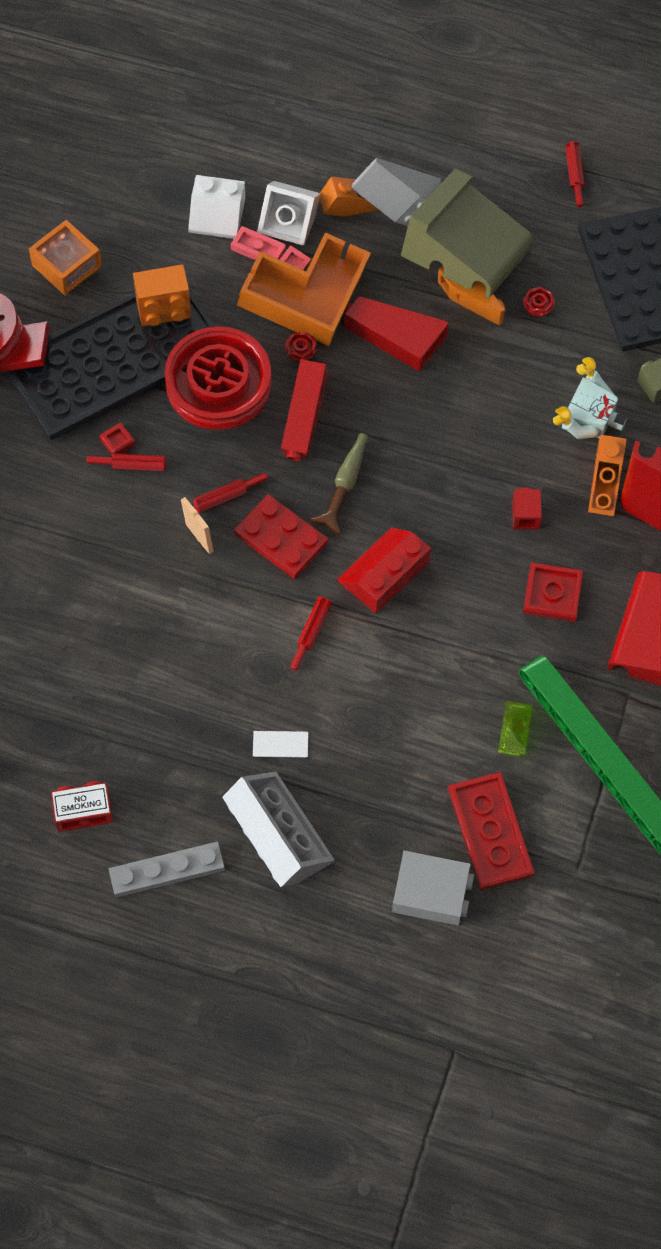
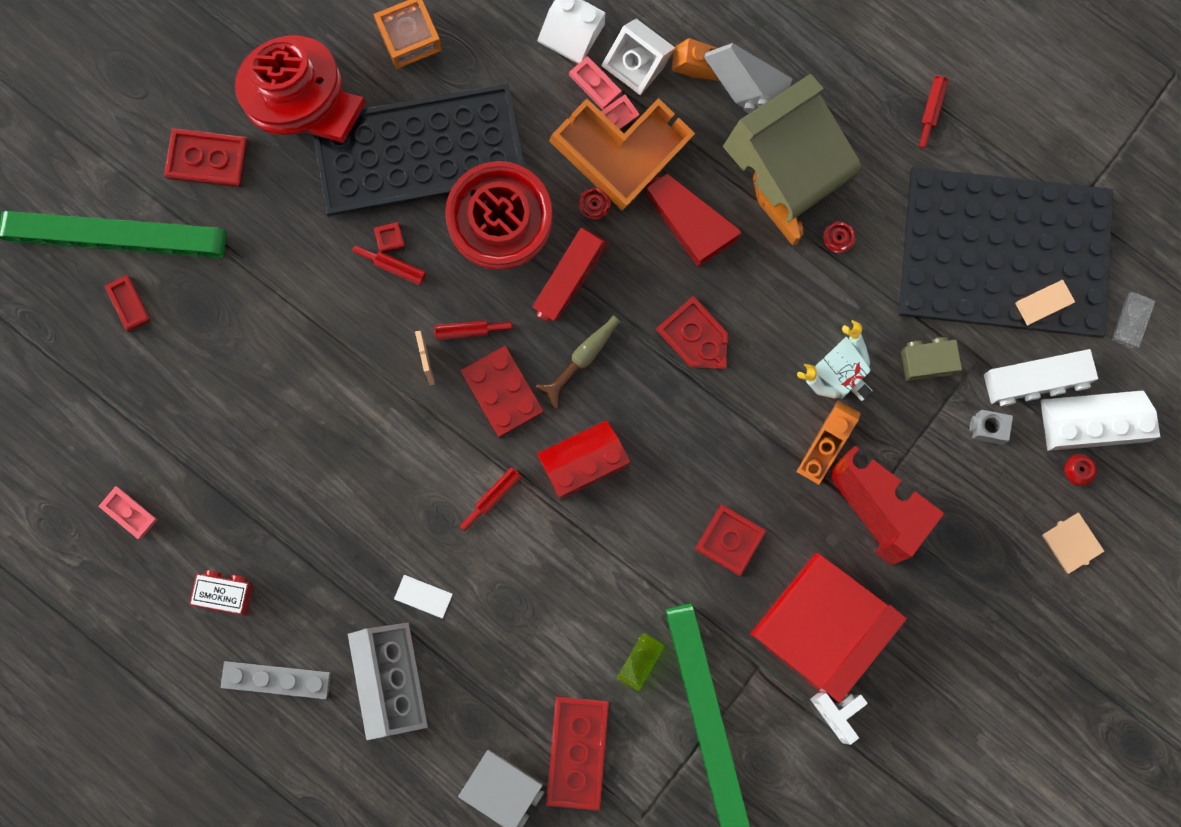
camera: 20 degrees right, 15 degrees up
(162, 295) = (478, 110): orange piece -> none
(444, 428) = (696, 336): none -> red tile
(526, 508) = (739, 449): red brick -> none

